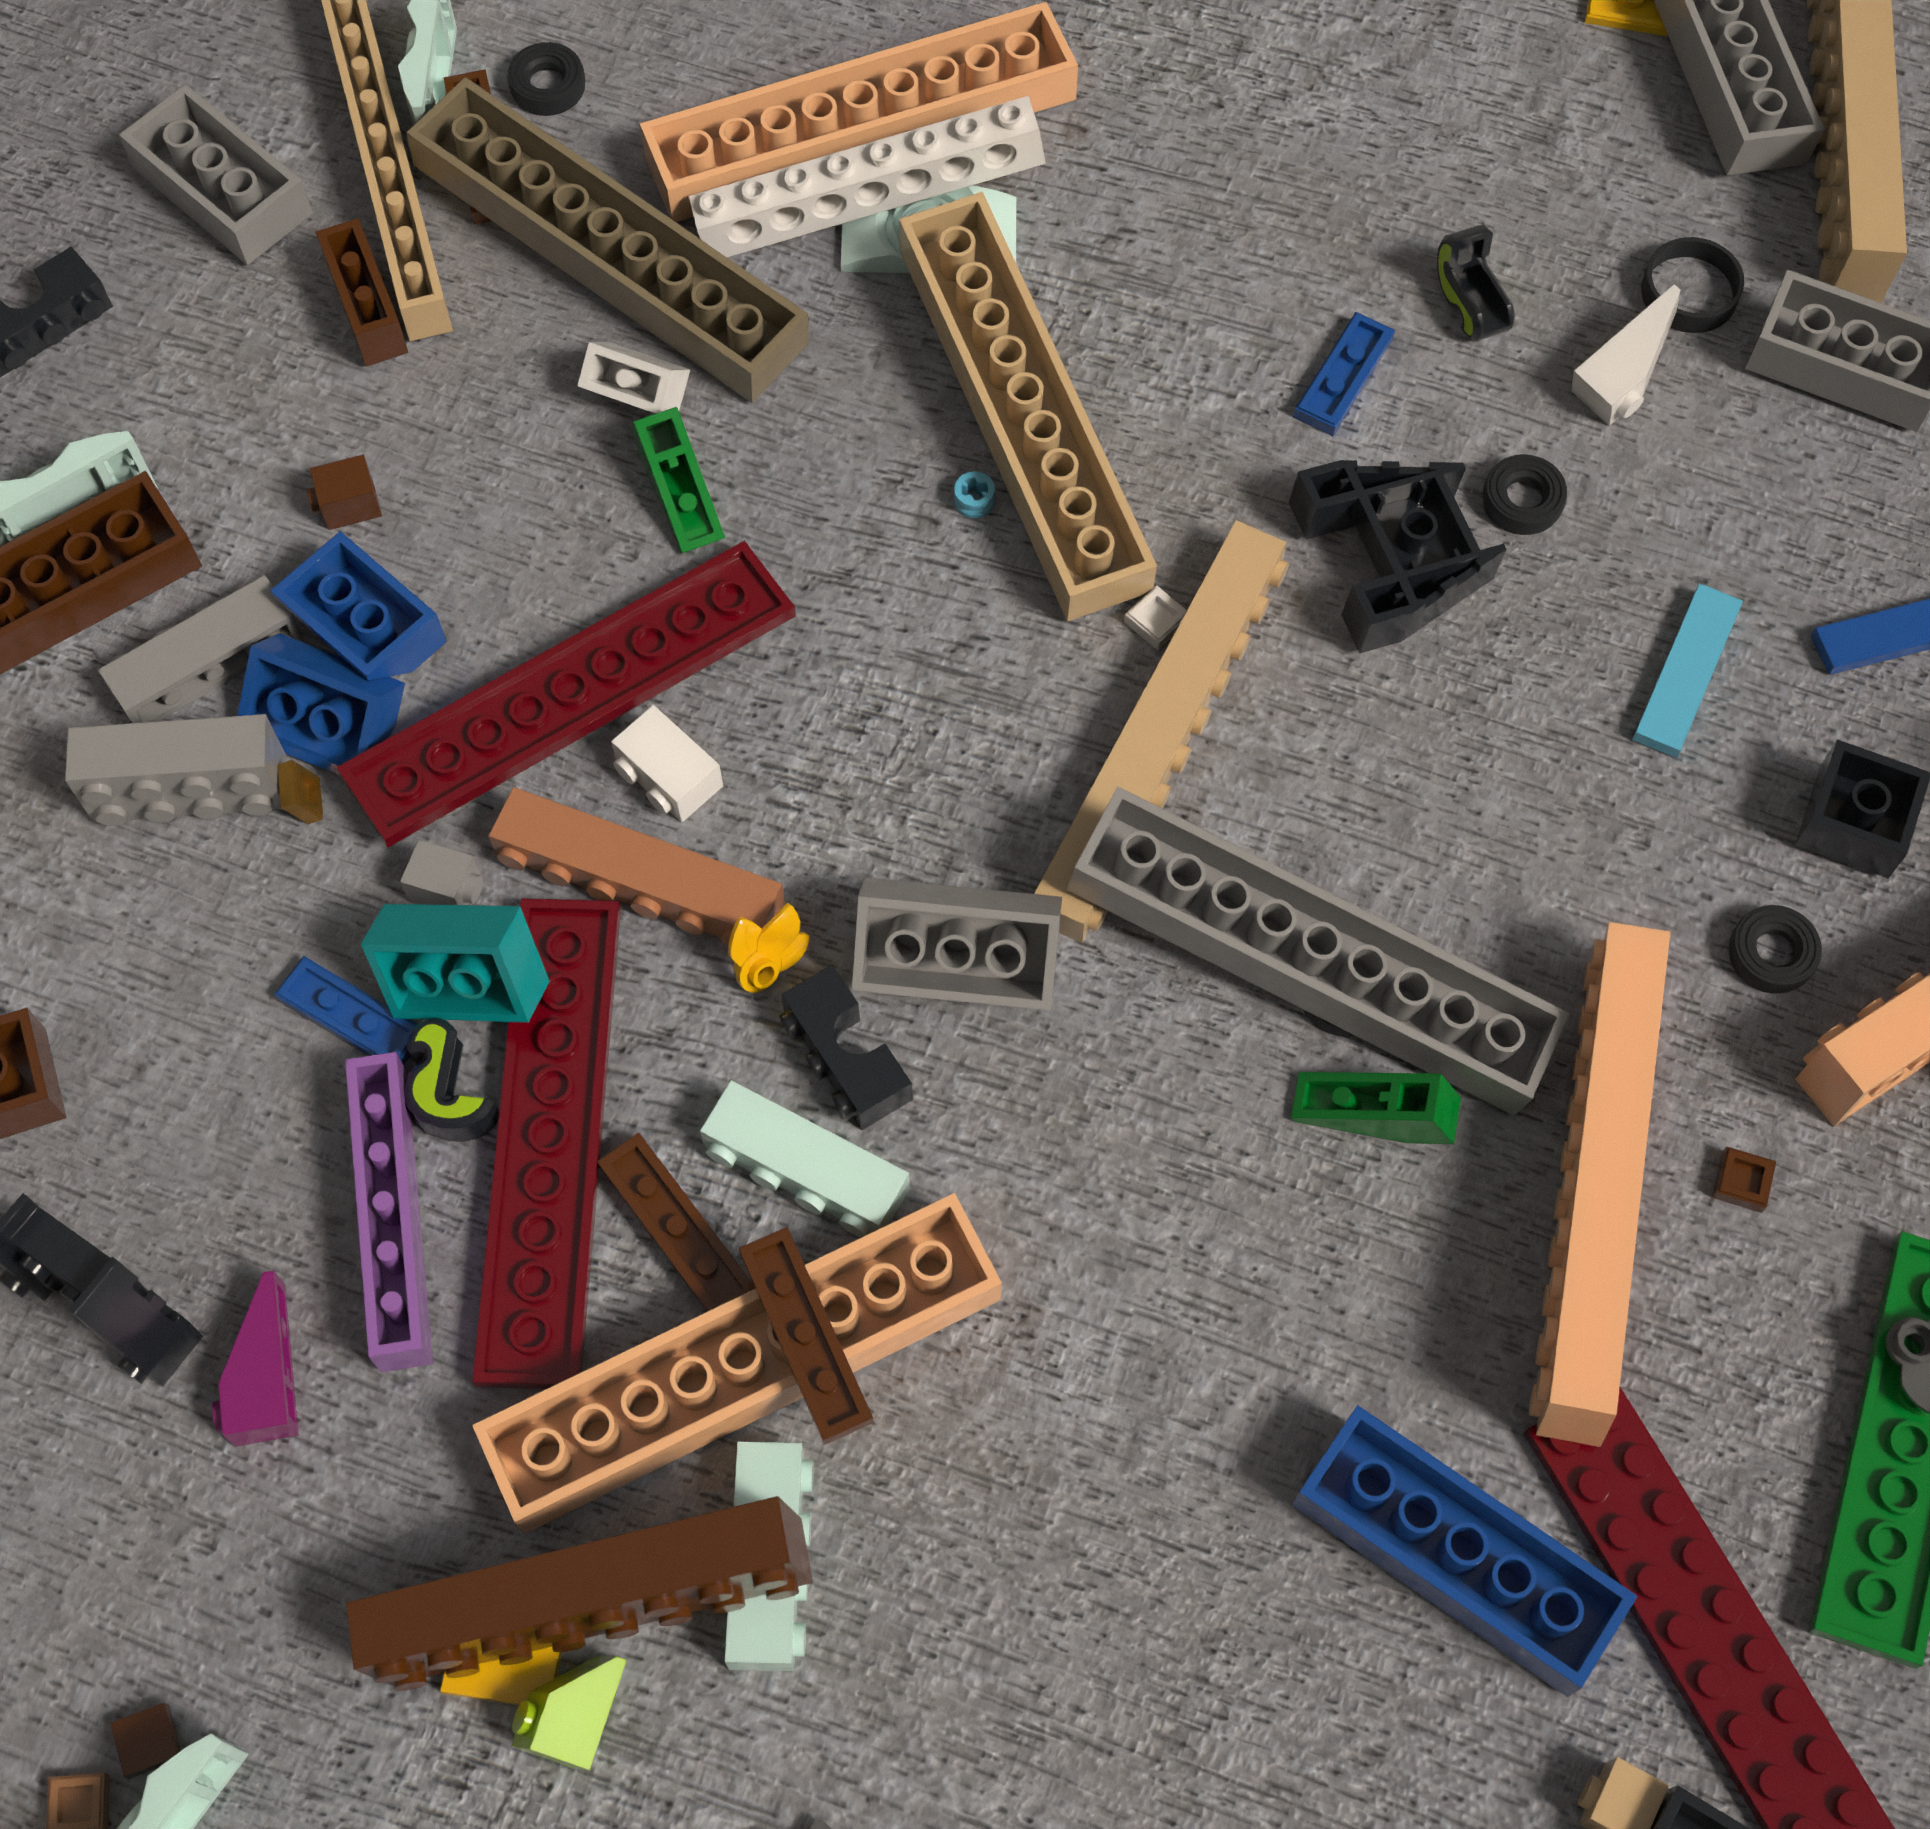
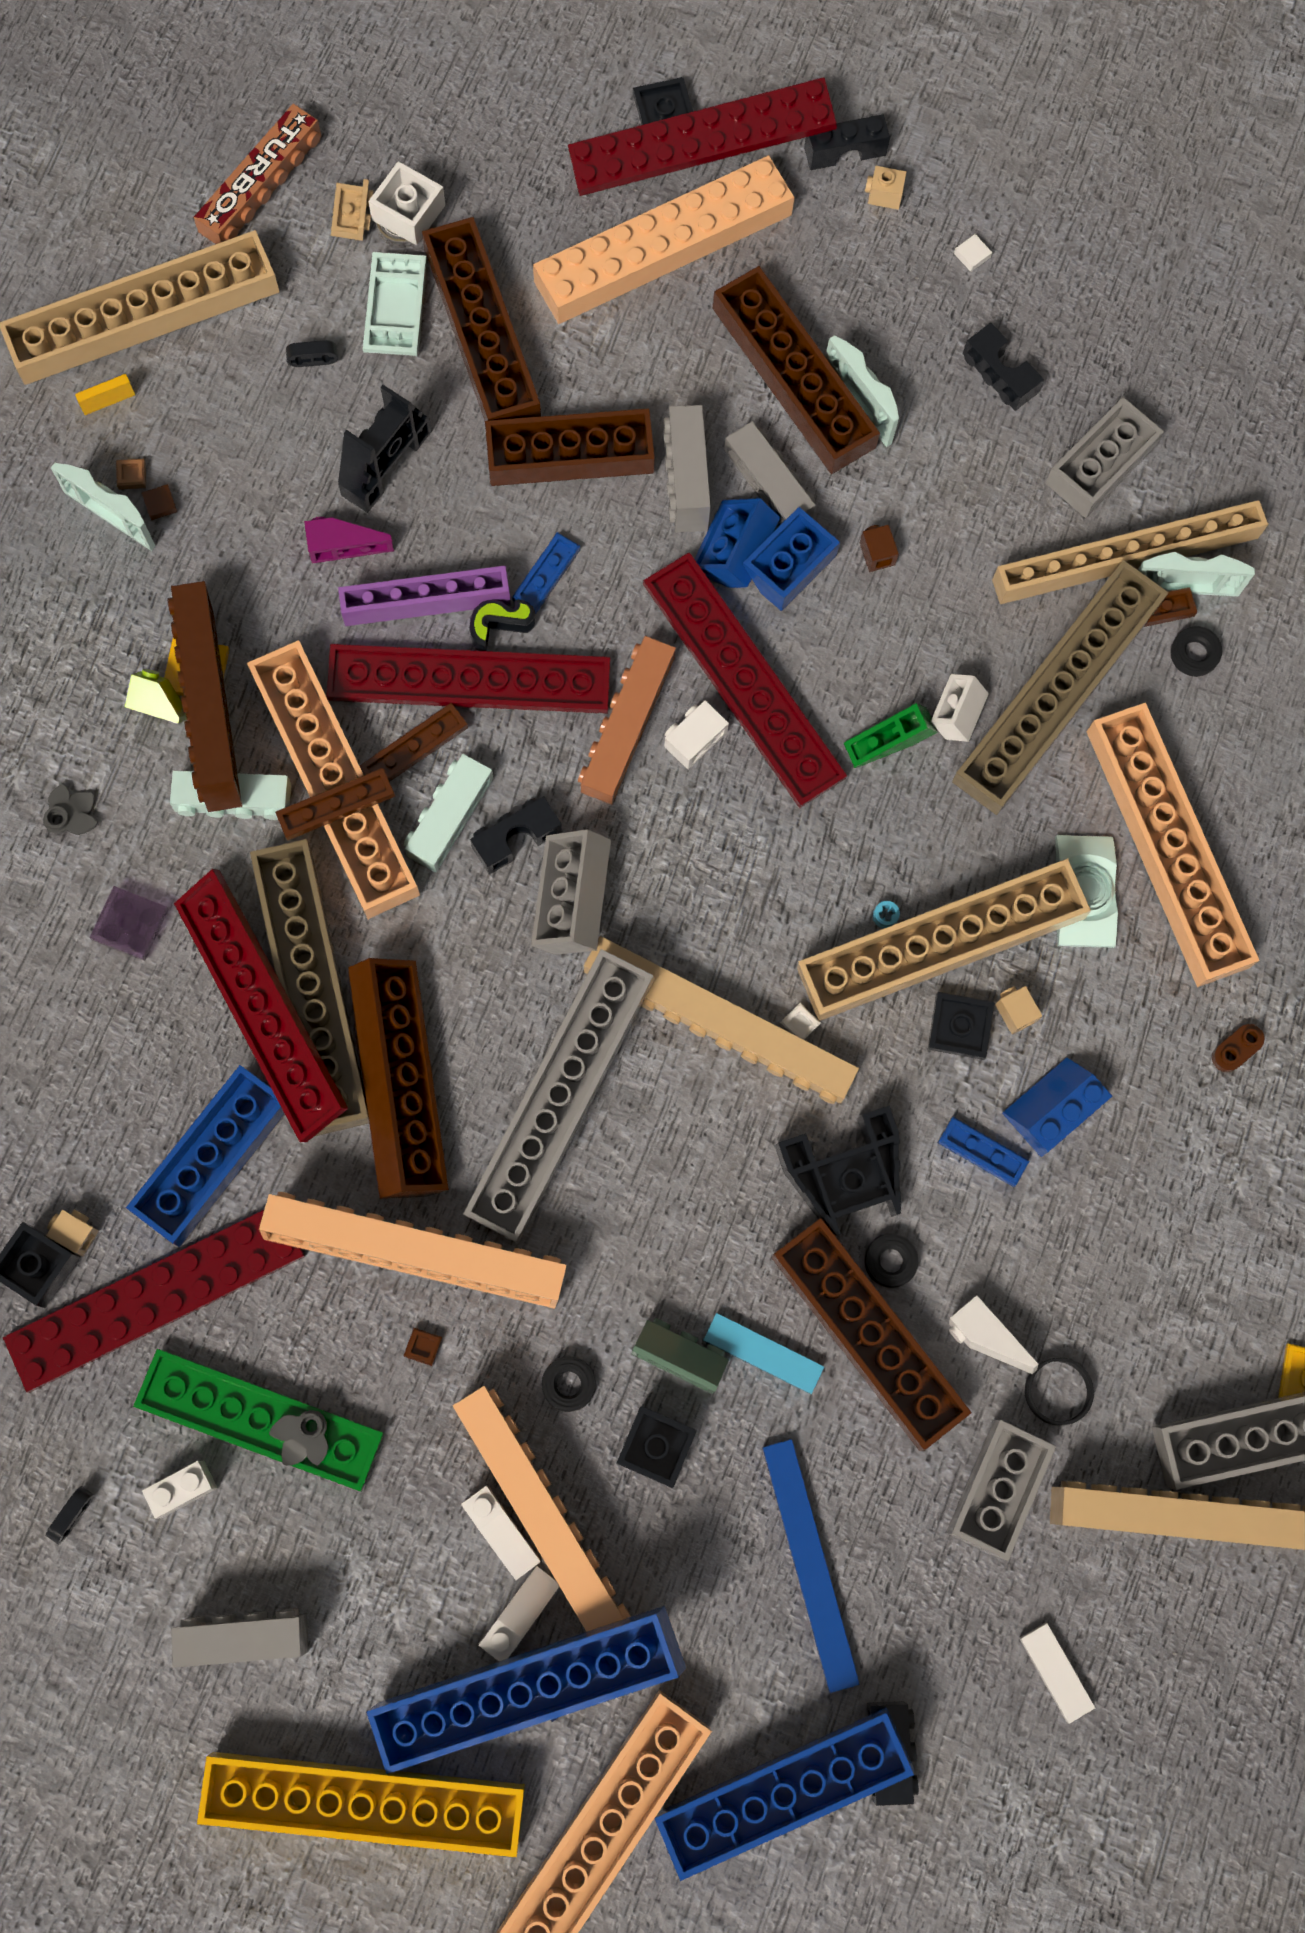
camera: 85 degrees right, 10 degrees up
(113, 970) = (569, 447): none -> reddish brown brick
(300, 792) = (679, 536): pearl gold tile -> none
(362, 292) = (1018, 544): reddish brown brick -> none
(441, 876) = (624, 614): light grey brick -> none
(456, 962) = (561, 619): teal brick -> none
(766, 951) = (570, 789): yellow plate -> none
(869, 178) = (1110, 846): white brick -> none
(1022, 1739) = (129, 923): none -> clear purple plate
(1127, 313) = (1018, 1009): none -> tan brick
(1137, 1384) = (308, 966): none -> dark tan brick
(1152, 394) = (961, 1025): none -> black plate
(1159, 51) = (1239, 1047): none -> reddish brown plate
(1181, 1463) = (260, 1006): none -> dark red plate
(1272, 270) = (1056, 1105): none -> blue slope
(1301, 1219) = (397, 1078): none -> reddish brown brick
(1379, 1105) = (471, 1133): green slope -> none
(1472, 285) = (1047, 1238): black animal -> none
(1645, 515) = (871, 1335): none -> reddish brown brick
(1716, 775) = (680, 1355): none -> sand green slope

